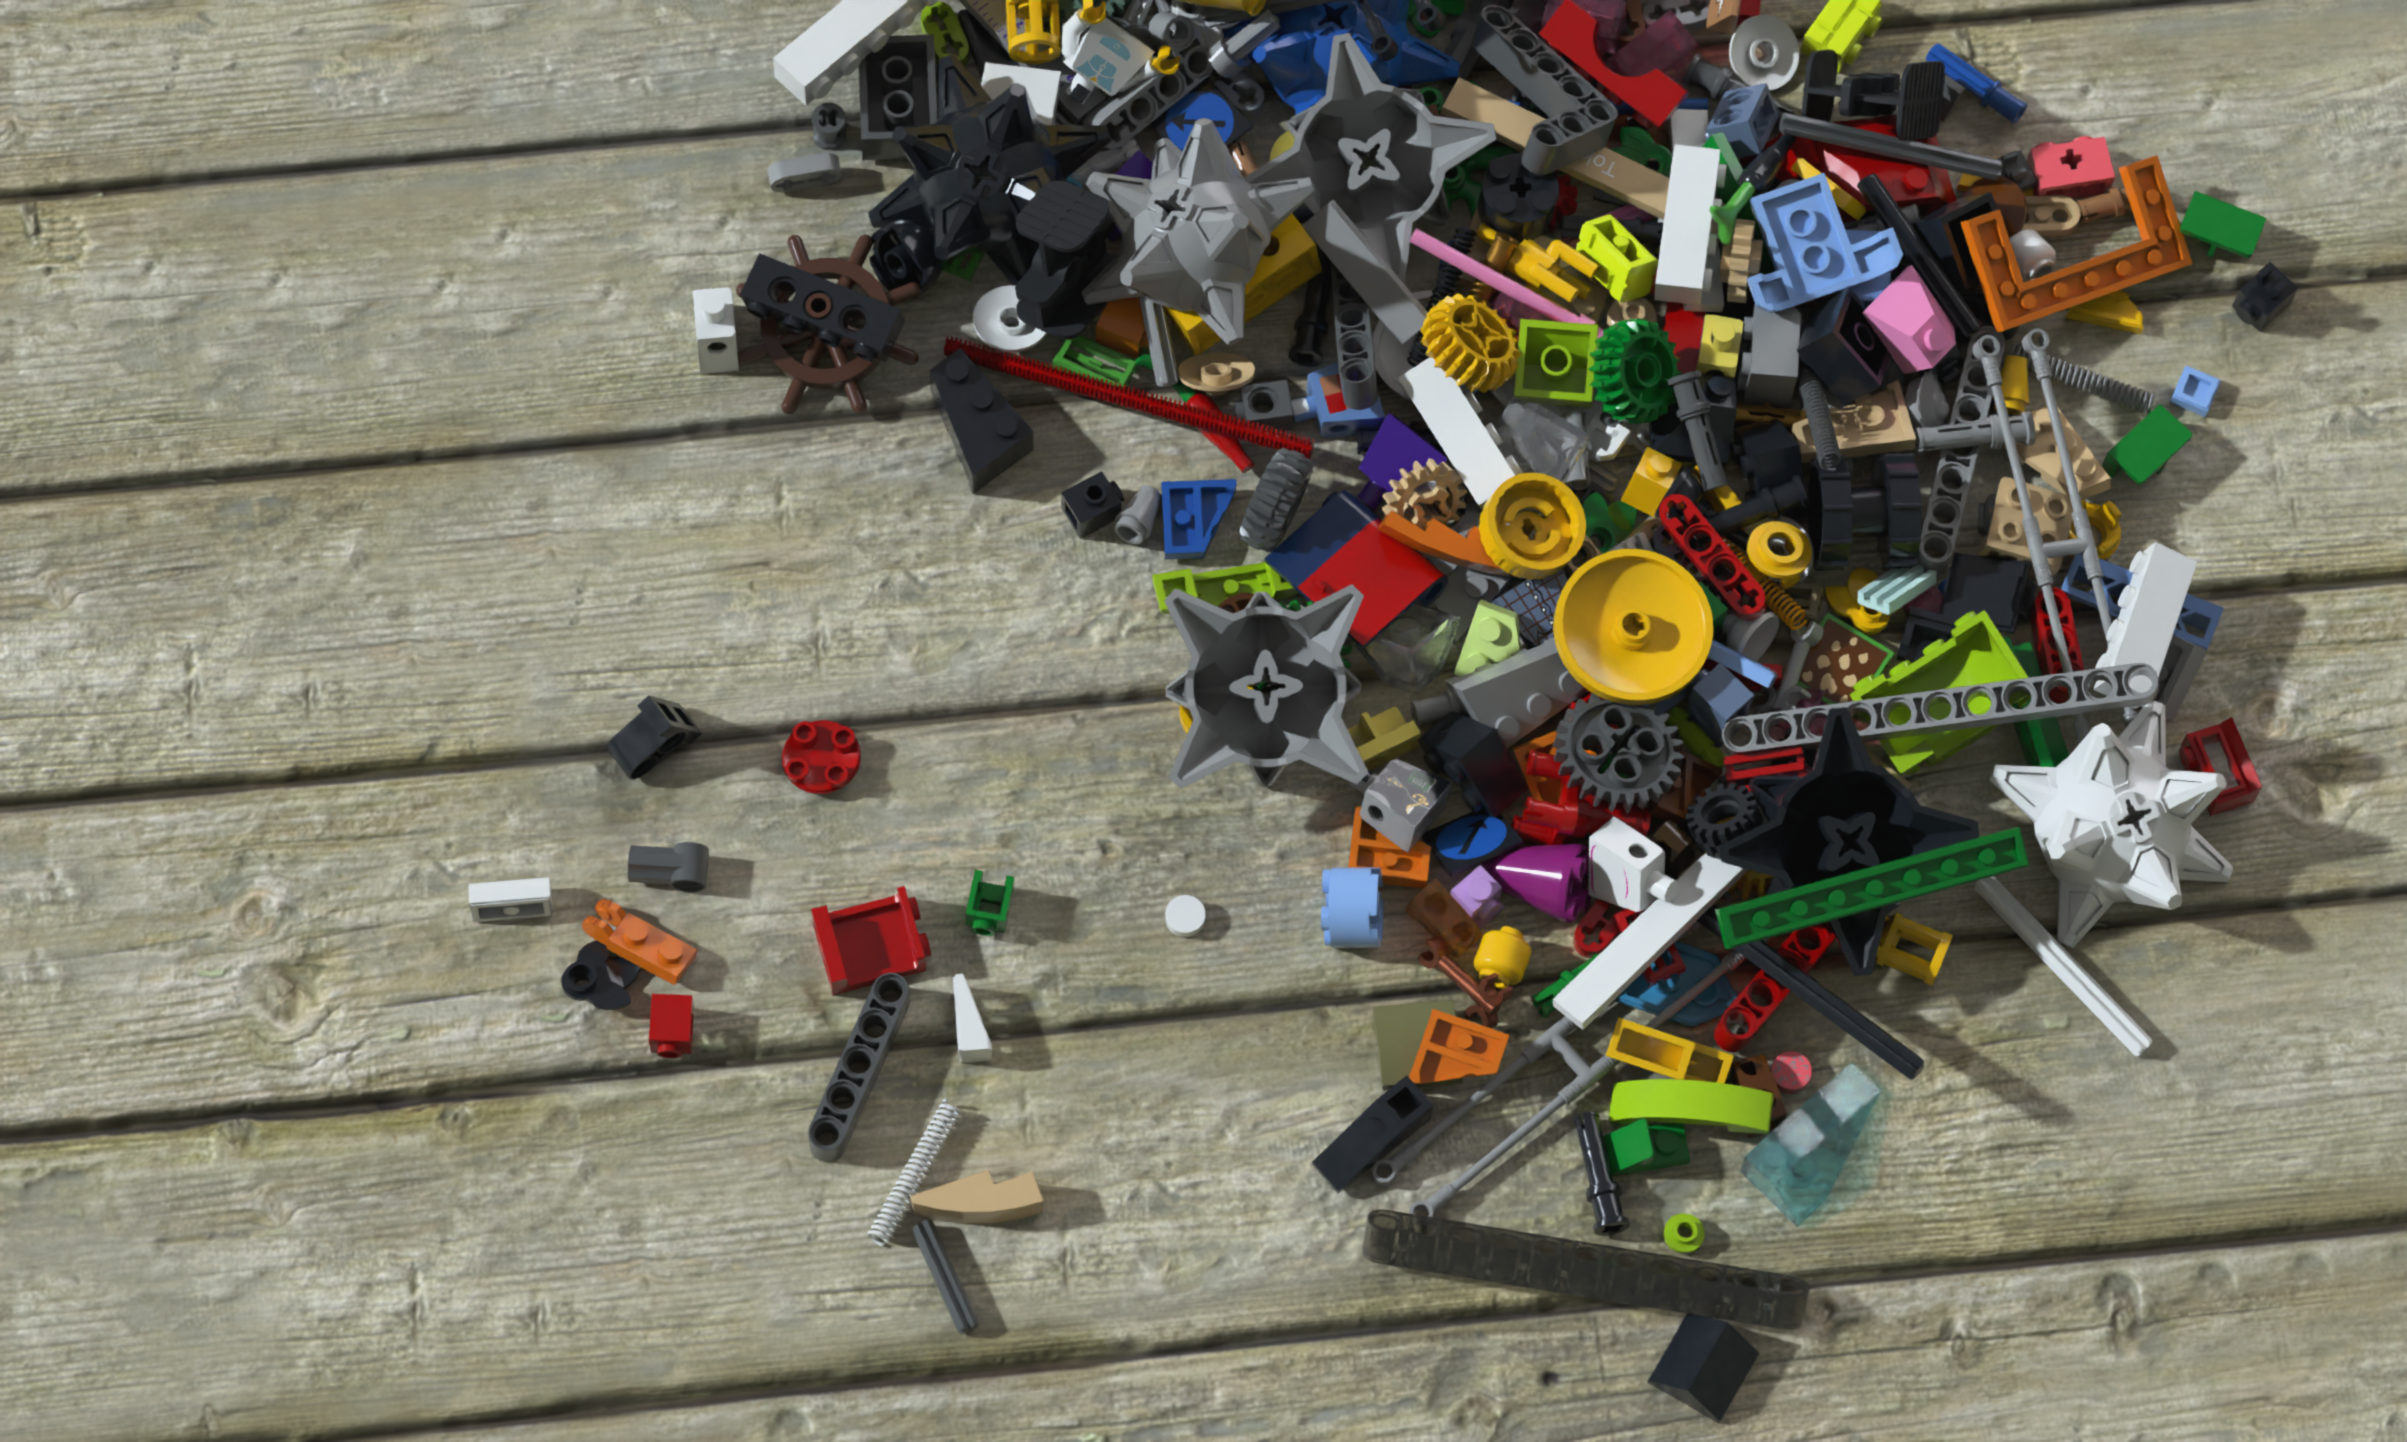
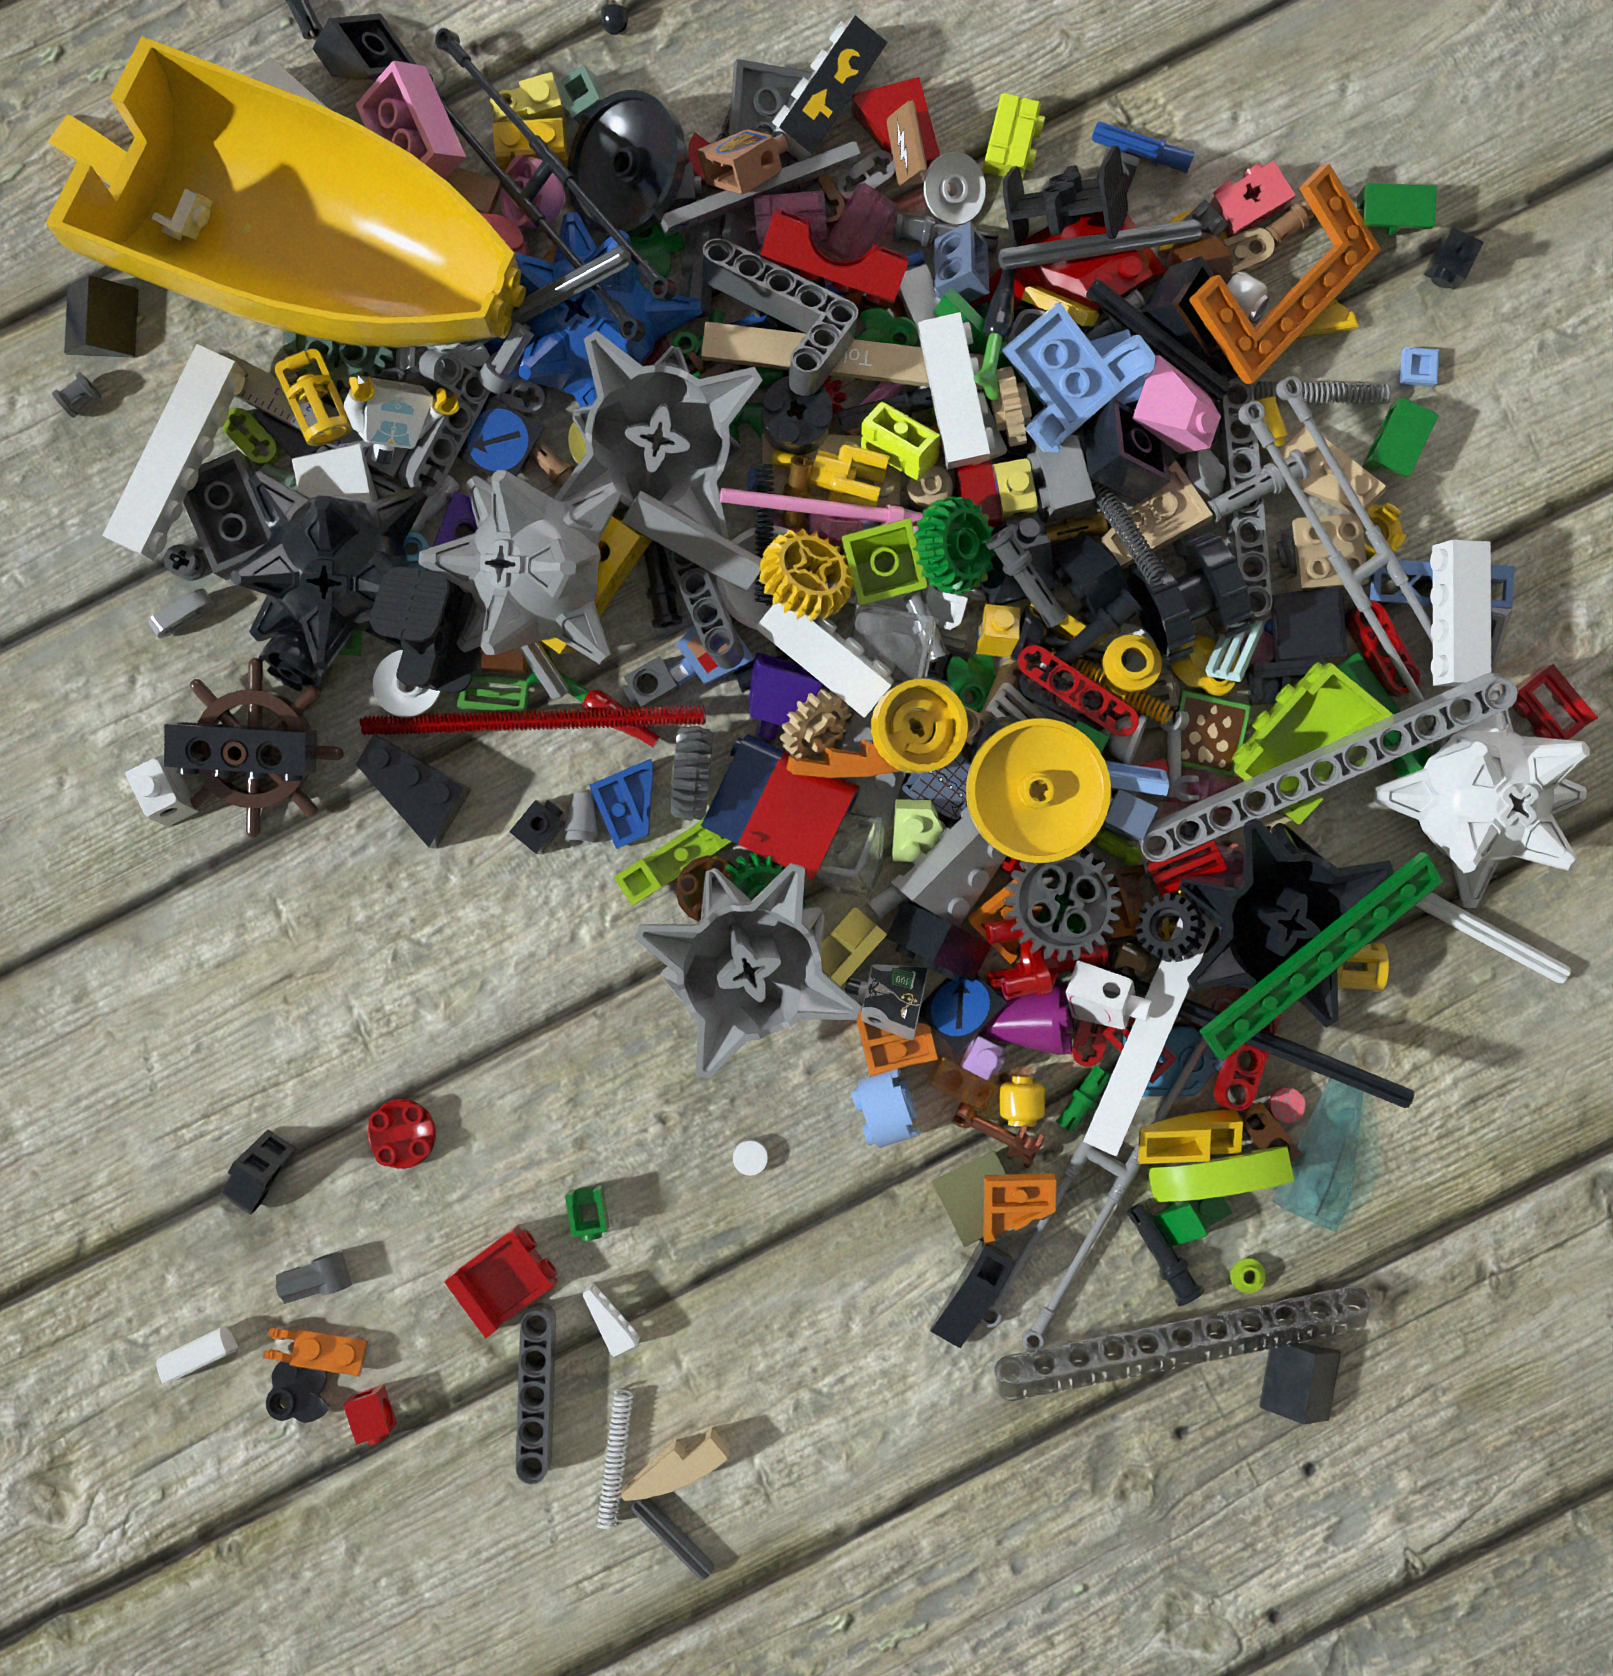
camera: 20 degrees left, 20 degrees up
(1216, 372) = (591, 678): tan dish -> none

